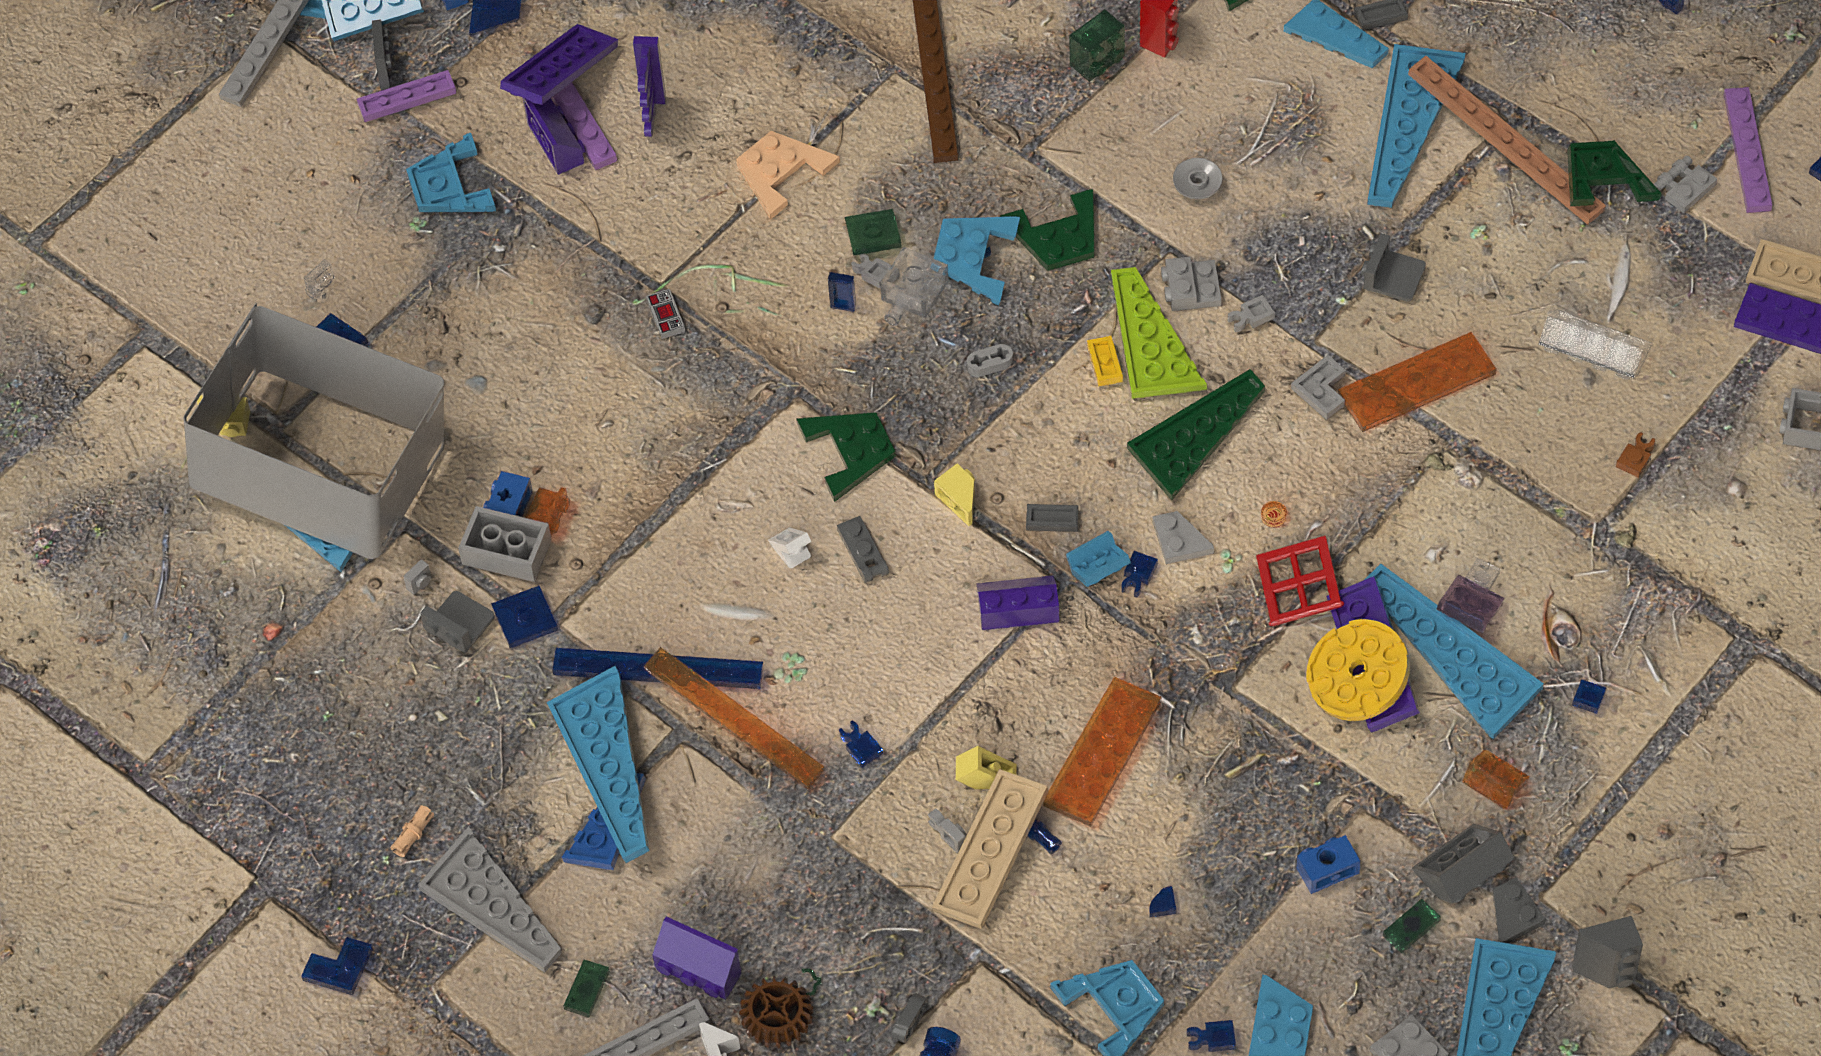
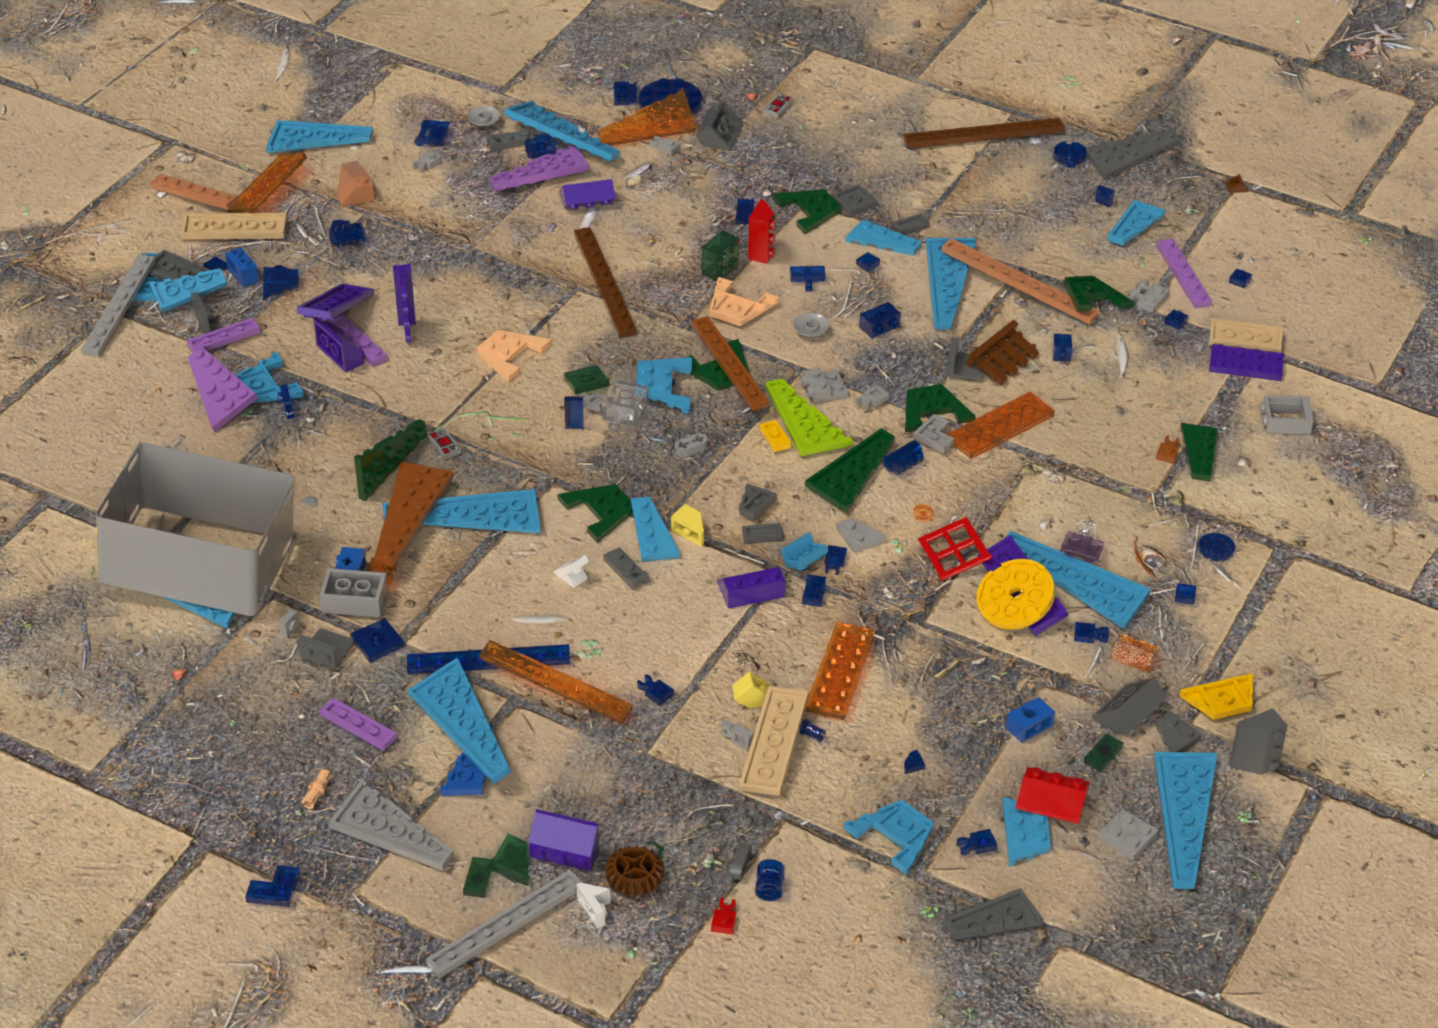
camera: 15 degrees left, 15 degrees down
(388, 187) = (219, 388): none -> medium lavender wing
(469, 216) = (285, 398): none -> clear blue plate
(478, 743) = (358, 724): none -> medium lavender plate
(583, 332) = (382, 460): none -> dark green wing
(607, 403) = (411, 502): none -> dark orange wing
(631, 971) = (512, 860): none -> clear green wing
(706, 435) = (490, 511): none -> dark azure wing
(906, 500) = (651, 532): none -> dark azure wing
(1054, 466) = (755, 501): none -> dark grey wing
(1068, 235) = (730, 363): none -> dark orange plate
(1098, 621) = (814, 590): none -> clear blue bracket
(1099, 134) = (736, 308): none -> light nougat wing
(1213, 88) = (808, 275): none -> clear blue plate
(1267, 423) = (903, 458): none -> clear blue piece
(1294, 182) = (879, 320): none -> clear blue brick
(1304, 75) = (868, 261): none -> clear blue plate
(1324, 985) = (1052, 795): none -> red slope
(1329, 330) = (930, 401): none -> dark green wing
(1439, 268) = (999, 340): none -> reddish brown fence
(1442, 737) = (1088, 633): none -> clear blue plate
(1539, 255) = (1062, 347): none -> clear blue brick
(1591, 866) = (1222, 697): none -> yellow wing
(1594, 343) = (1118, 387): clear slope -> none
(1655, 624) = (1224, 547): none -> clear blue wheel
(1681, 456) = (1199, 449): none -> dark green wing
(1701, 49) = (1134, 221): none -> dark azure wing
(1713, 231) = (1176, 319): none -> clear blue plate

